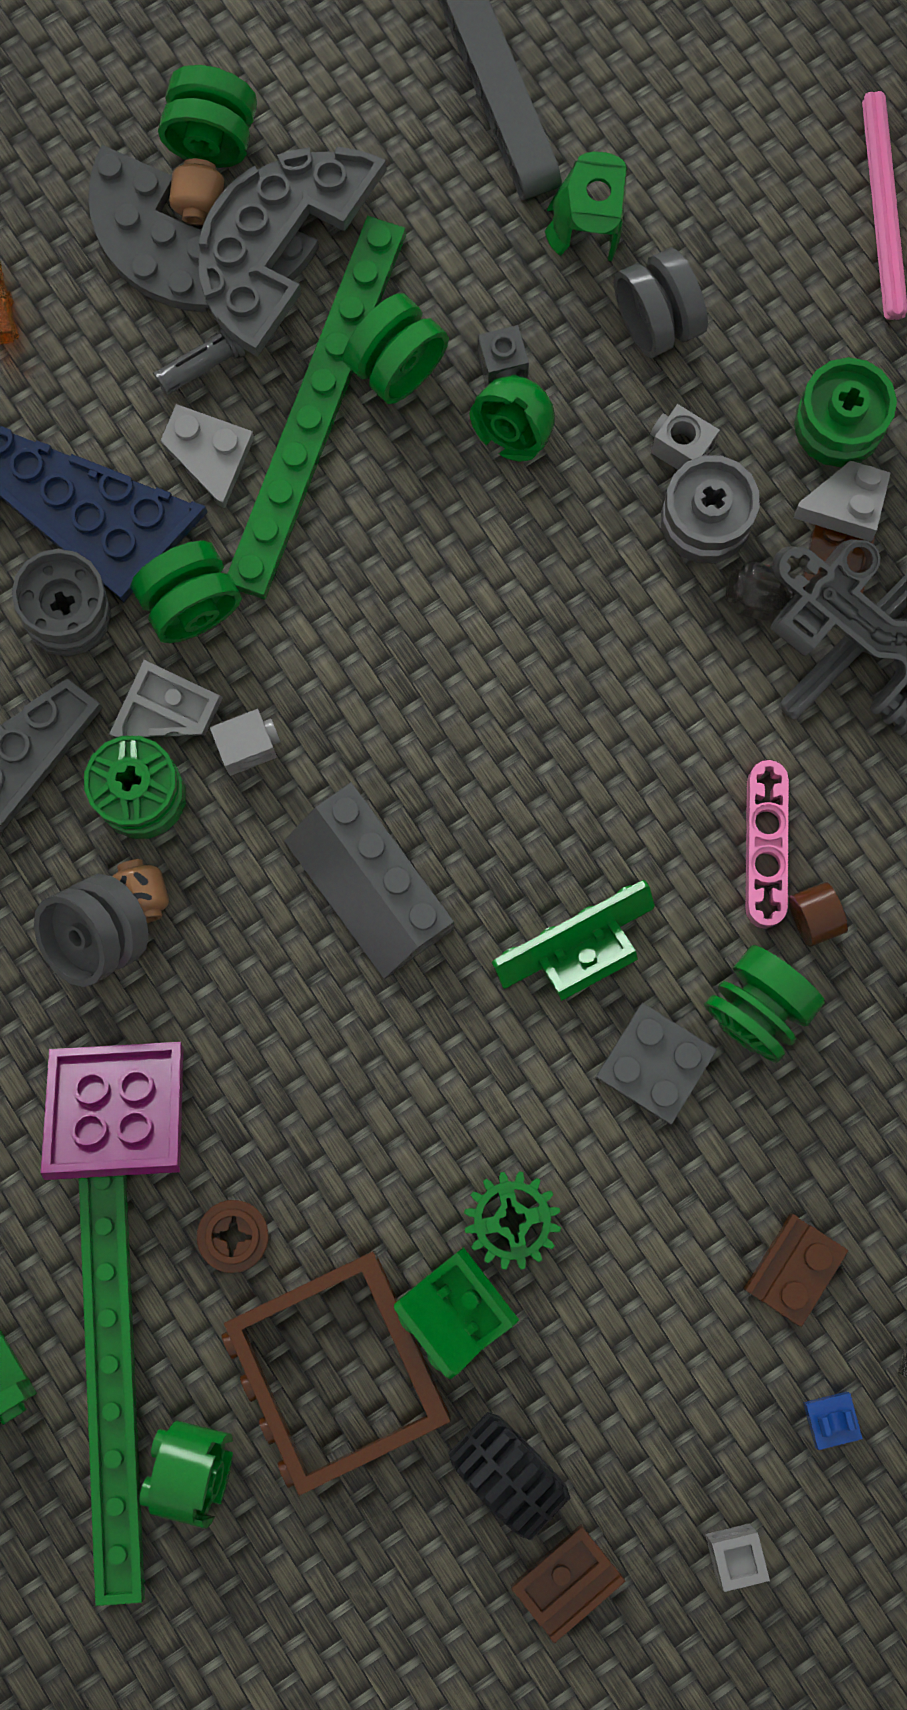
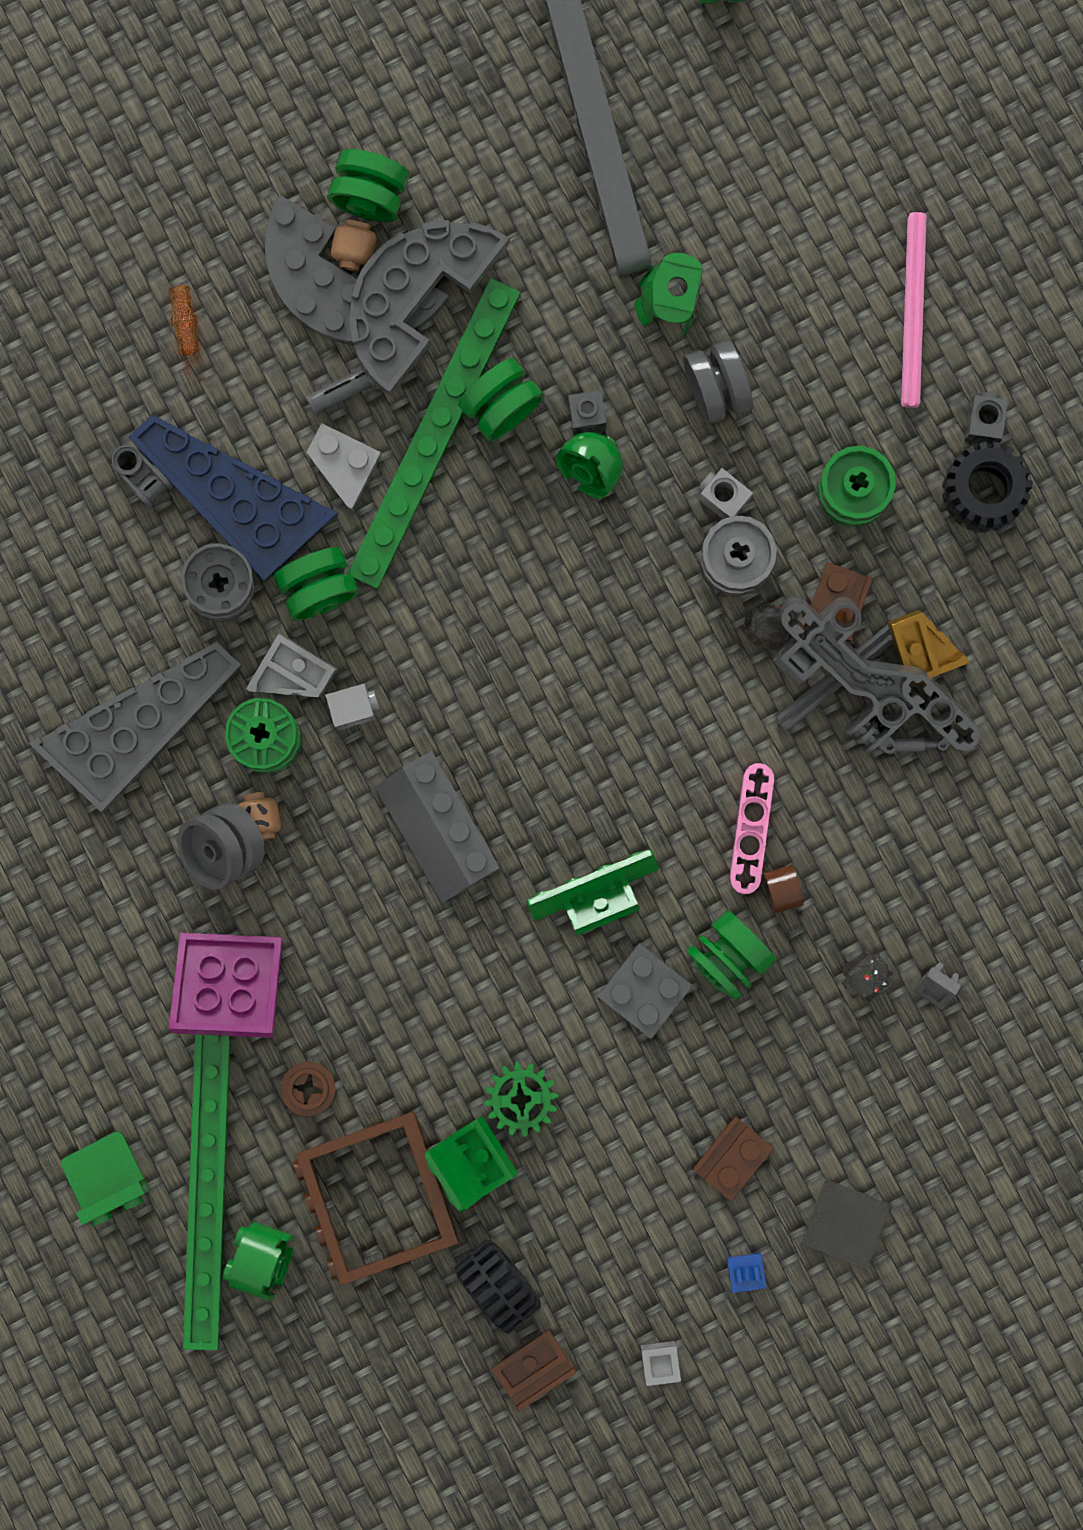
camera: 10 degrees right, 5 degrees up
(847, 501) = (849, 559): light grey wing -> none

